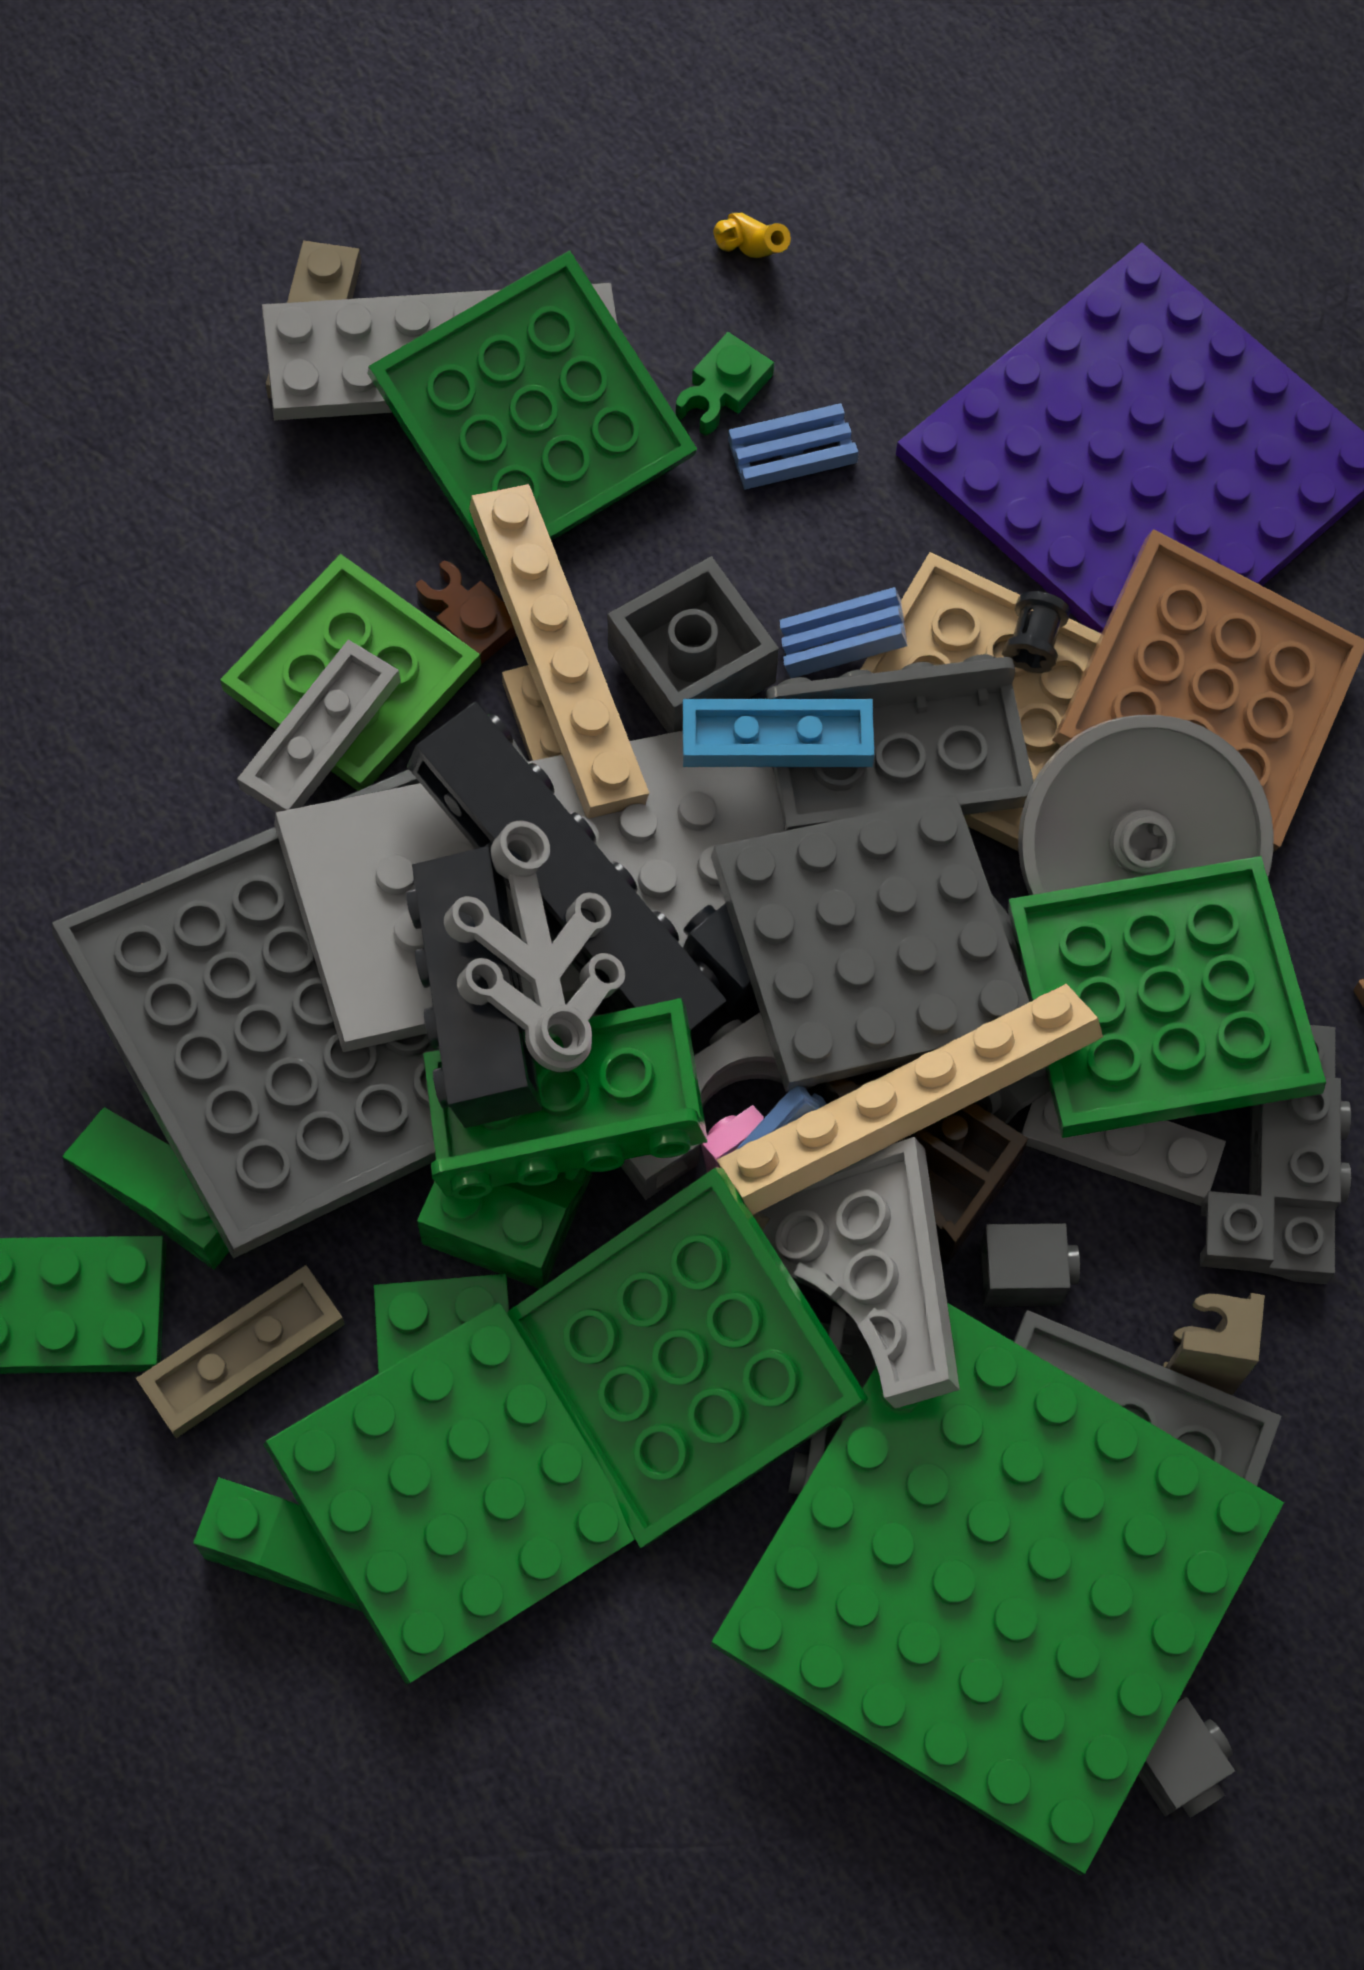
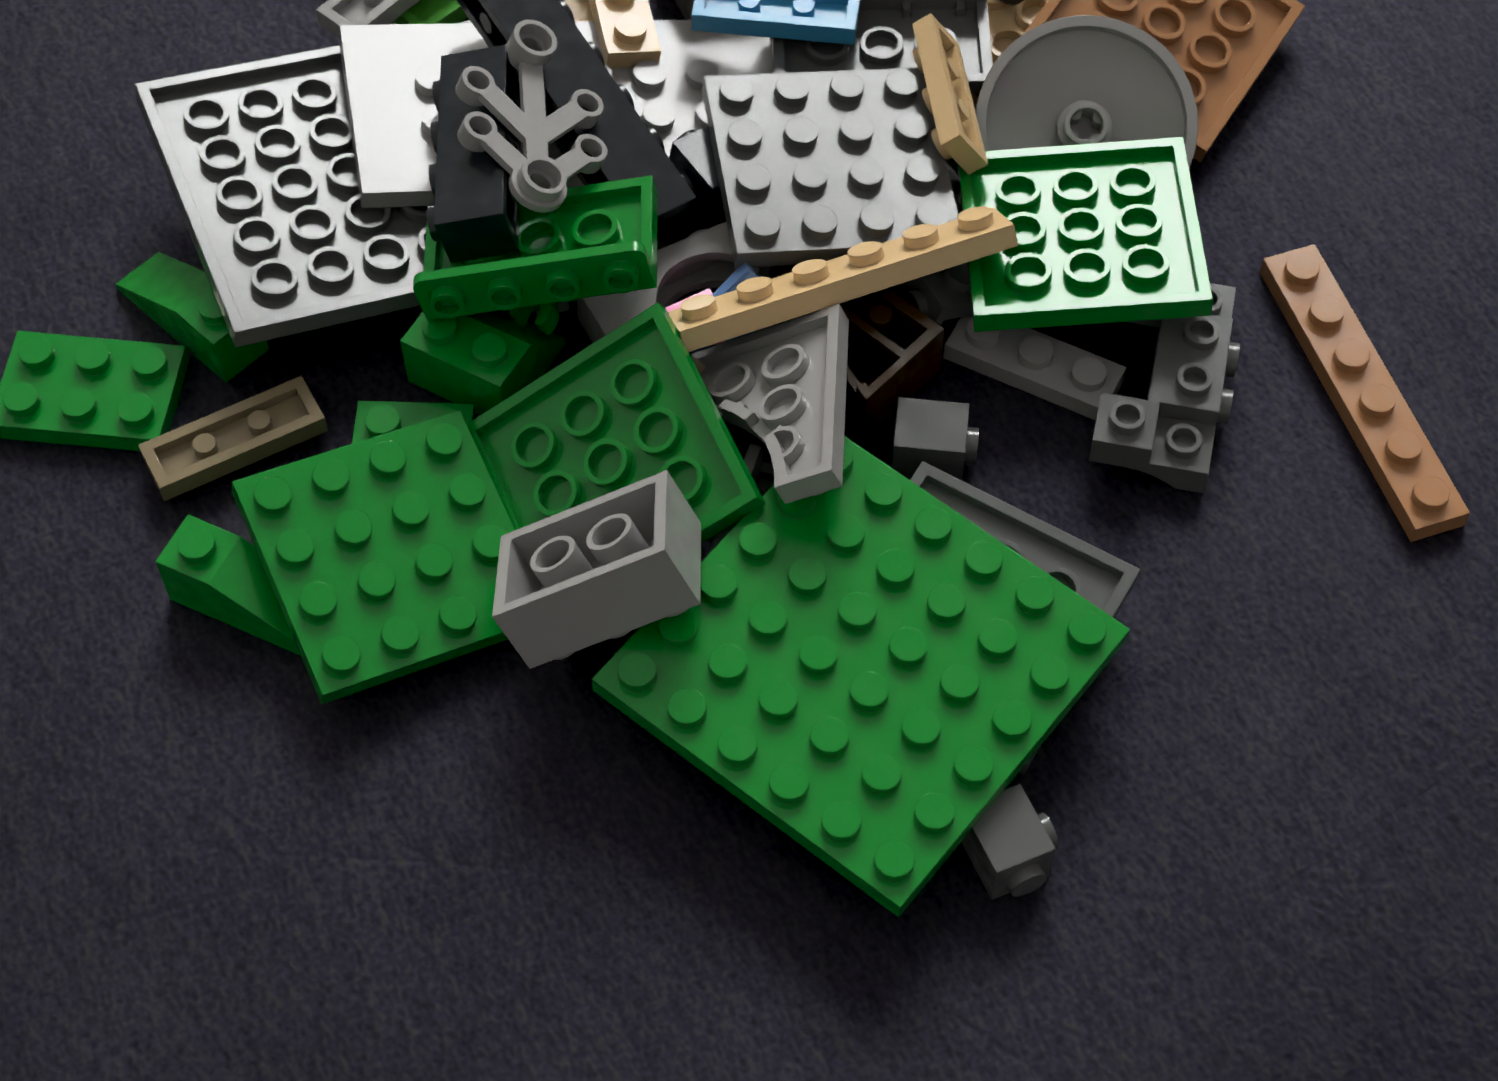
camera: 10 degrees right, 10 degrees down
(700, 1513) = (598, 570): none -> light grey brick
(992, 833) = (948, 95): none -> tan plate
(1229, 1352) = (1091, 506): dark tan hinge -> none

